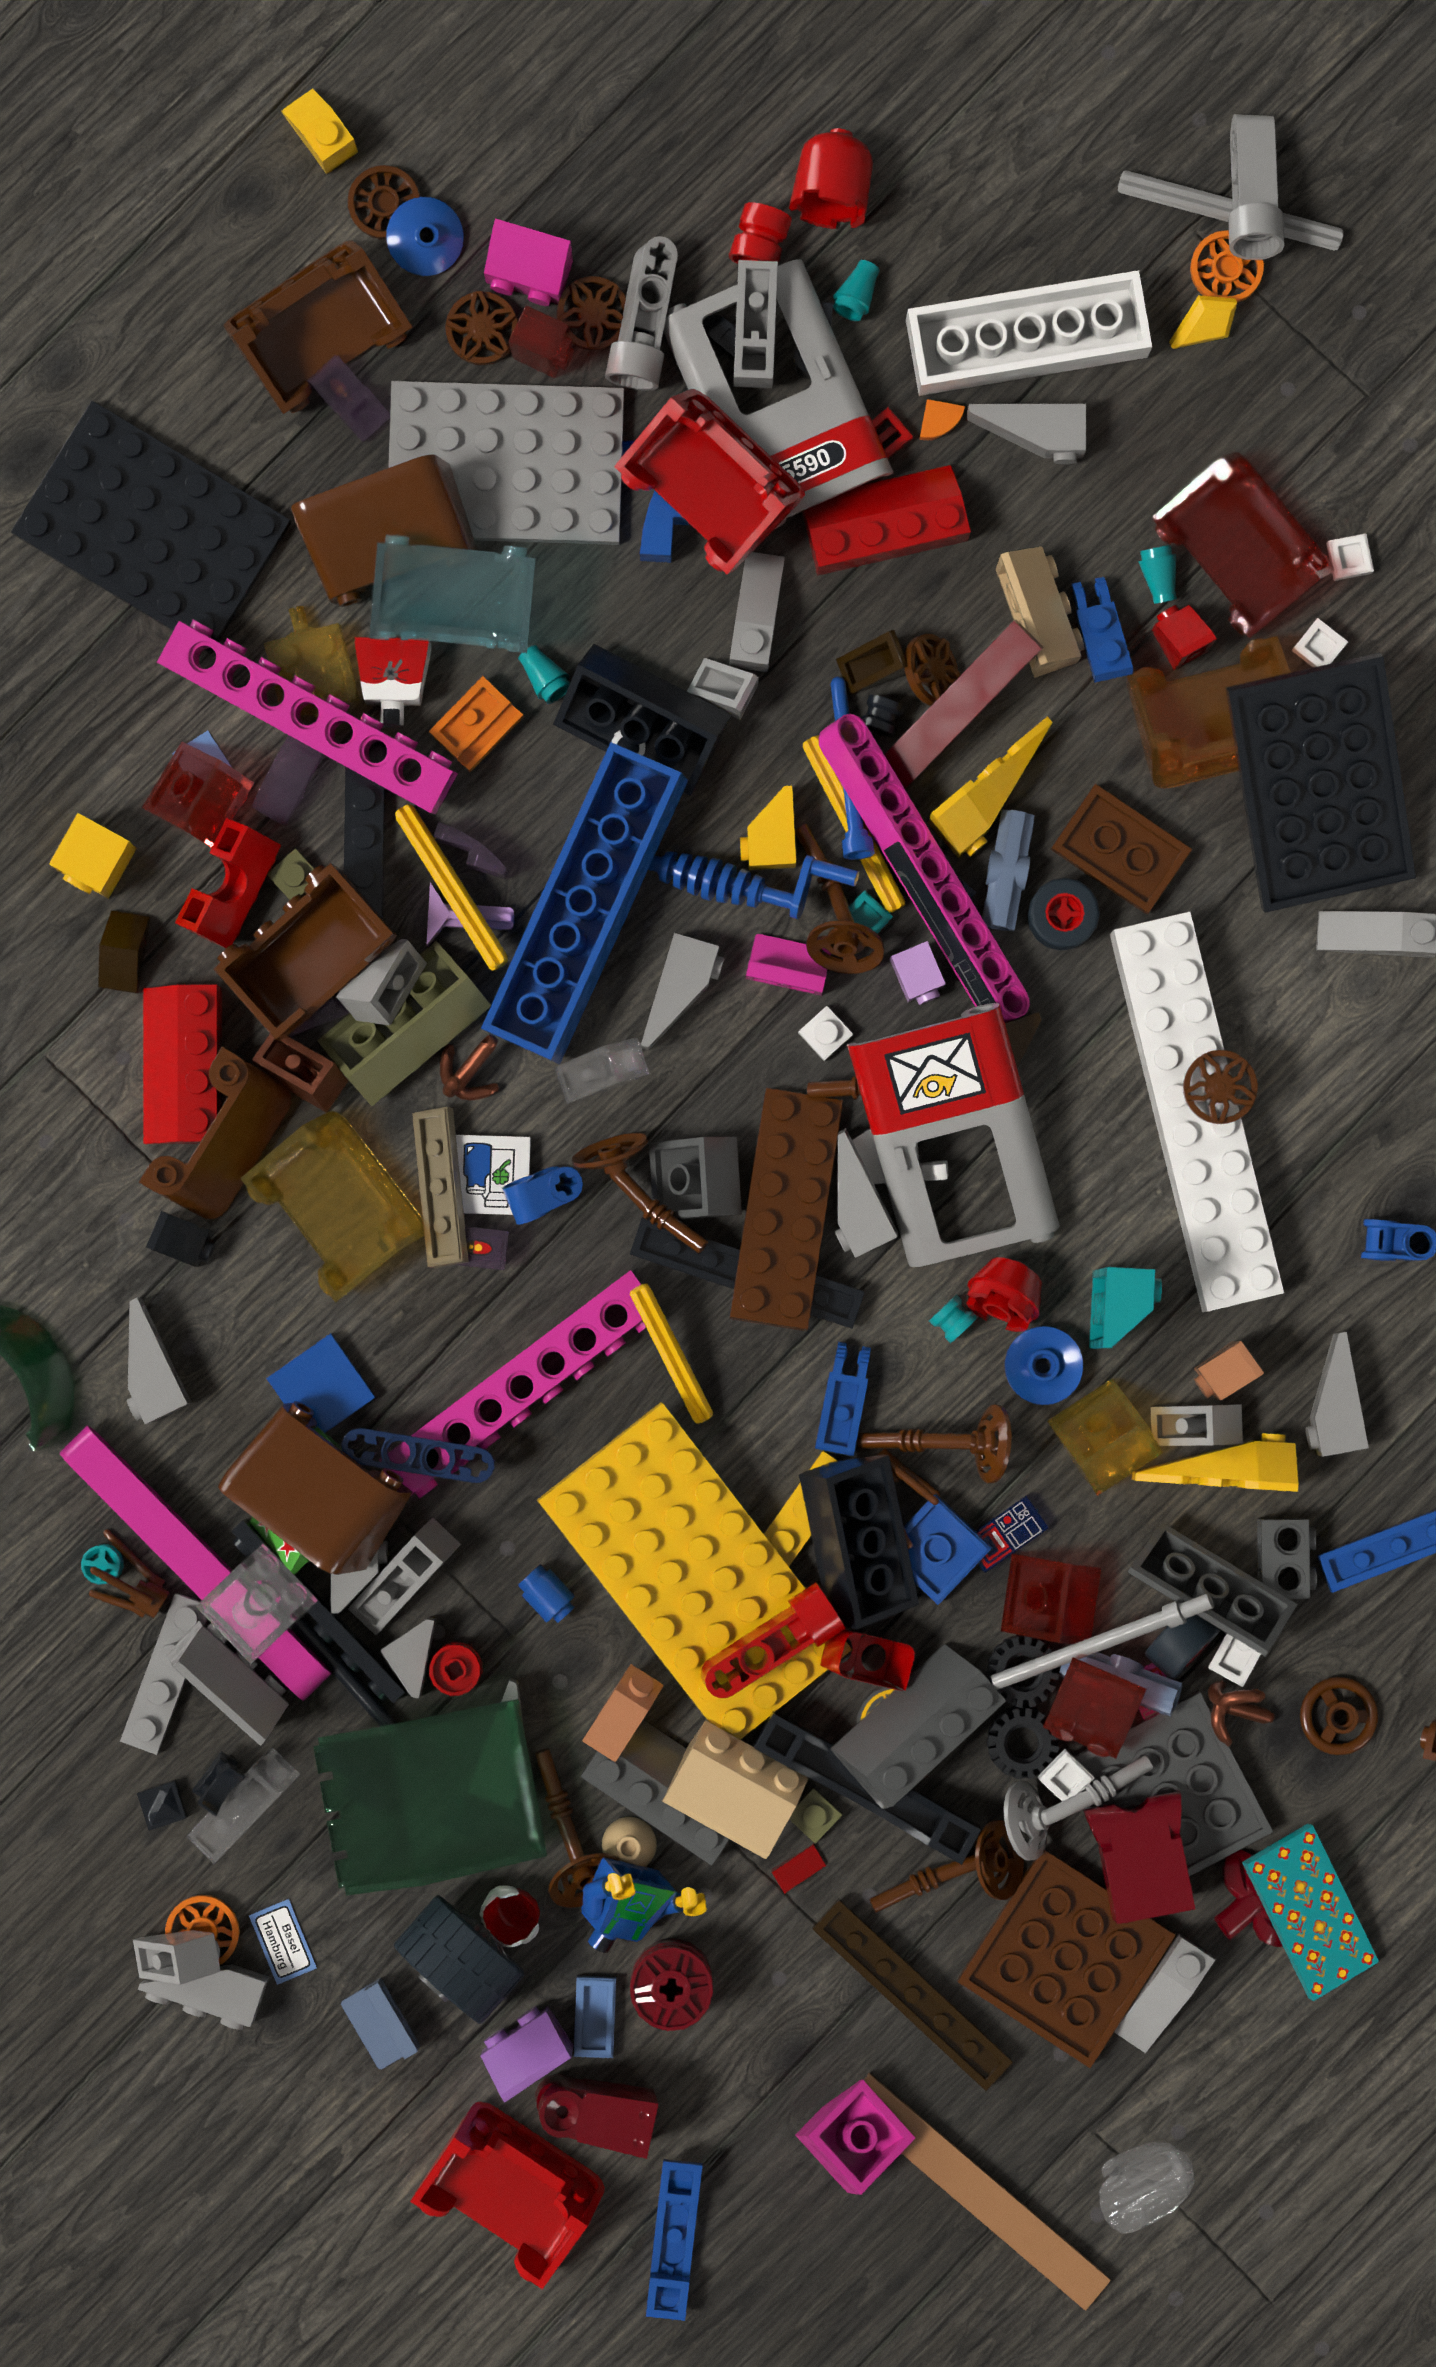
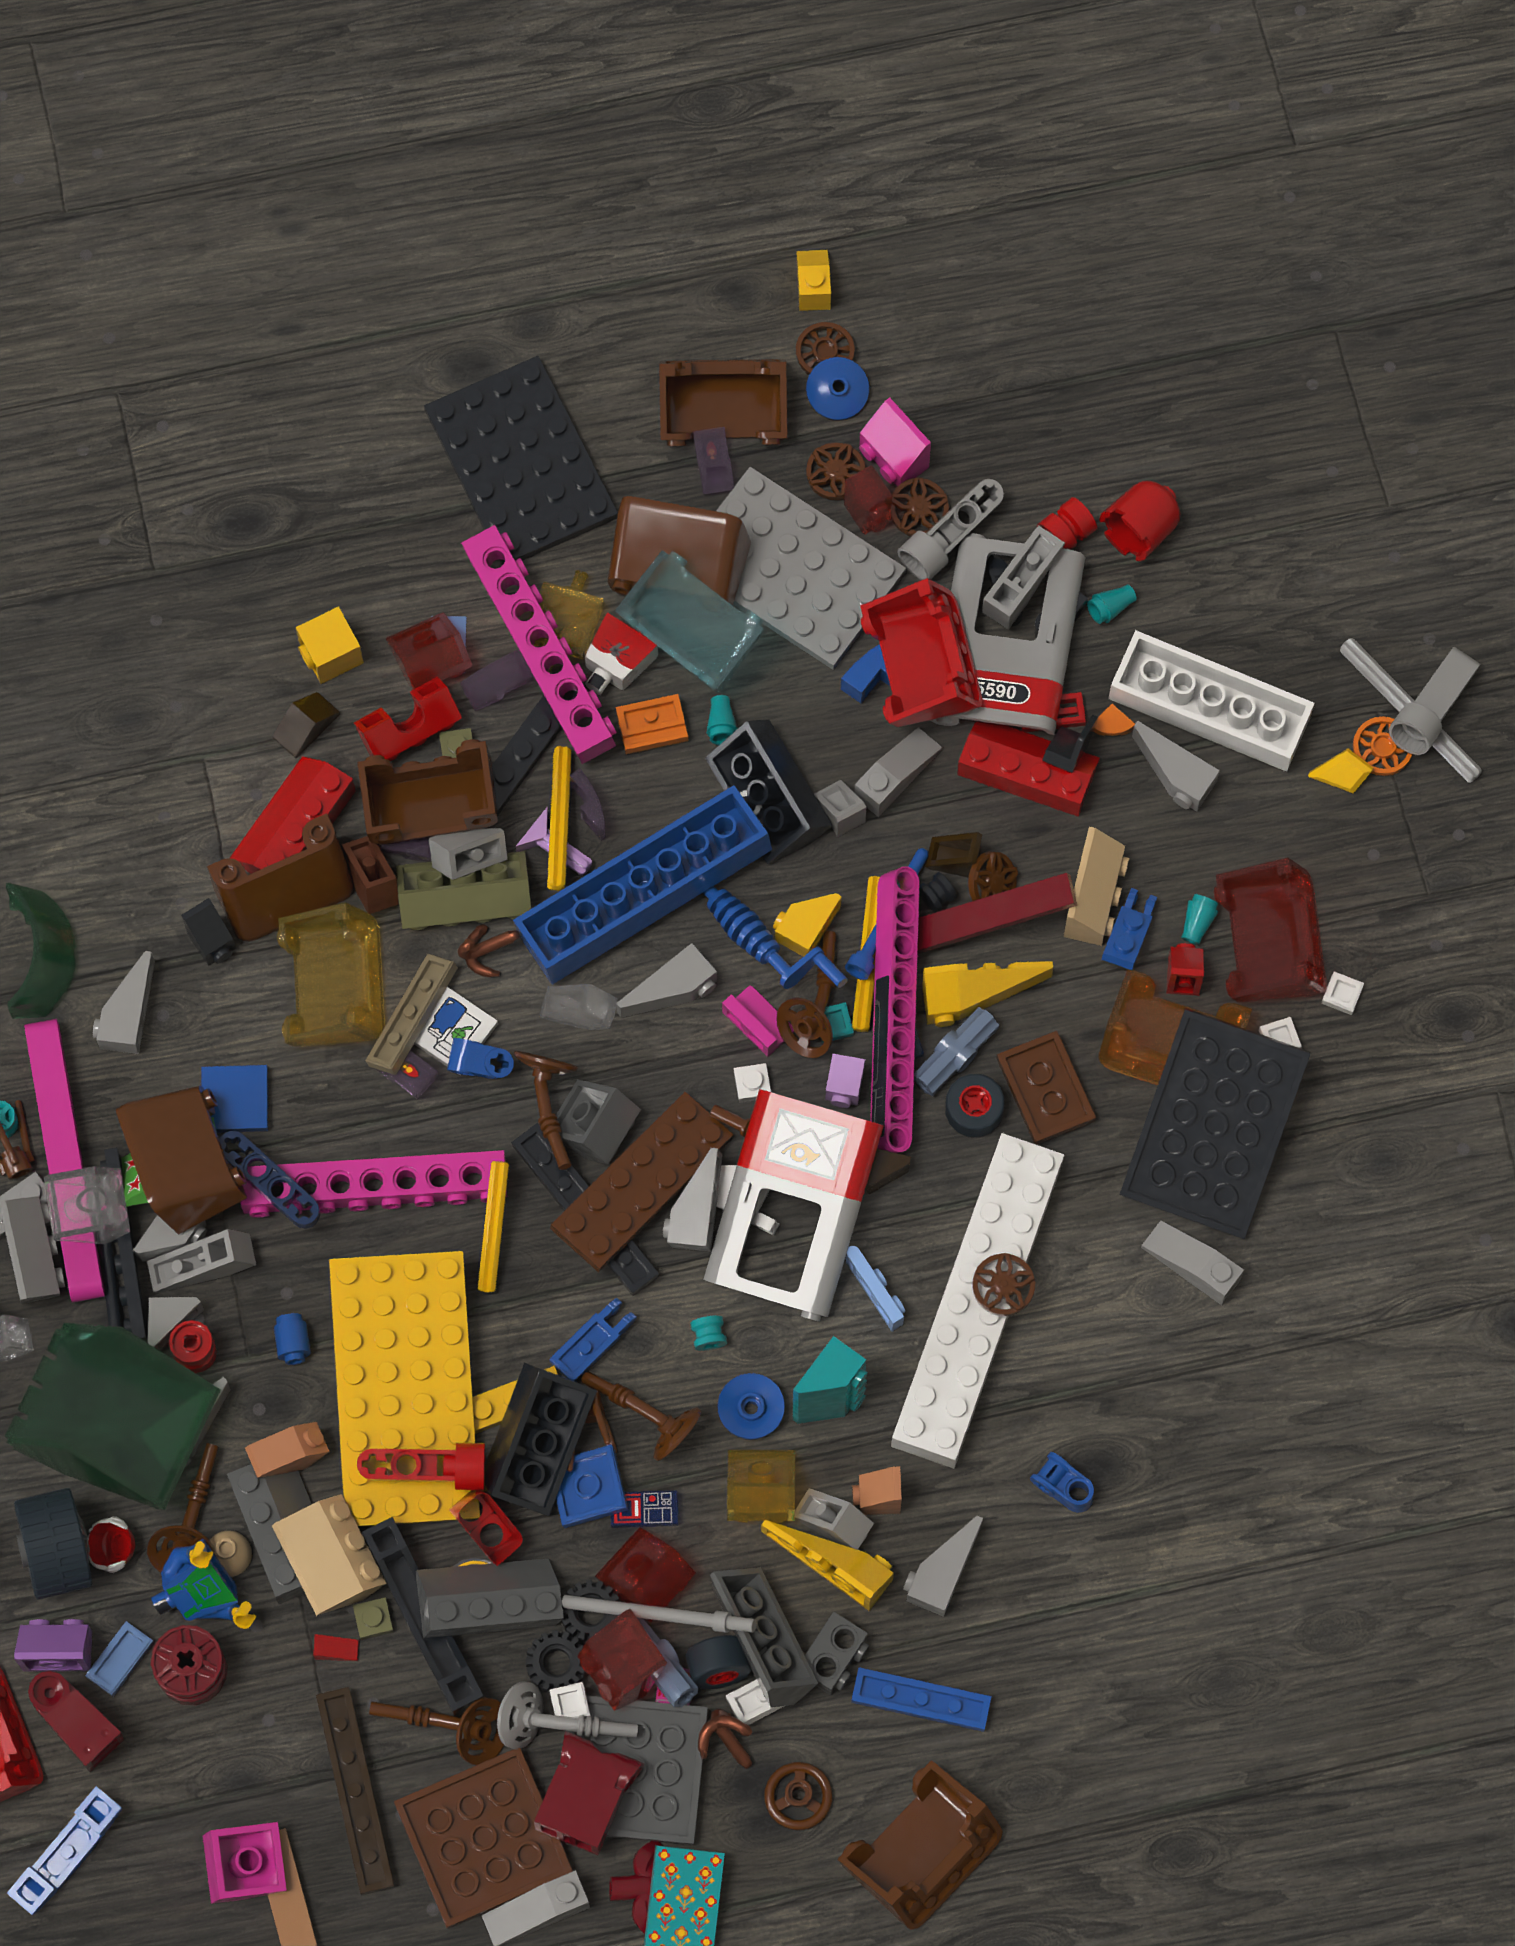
camera: 35 degrees right, 15 degrees down
(918, 475) = (1069, 746): none -> black panel
(1006, 1292) = (757, 1336): red cone -> none
(1083, 1163) = (874, 1286): none -> light blue hinge

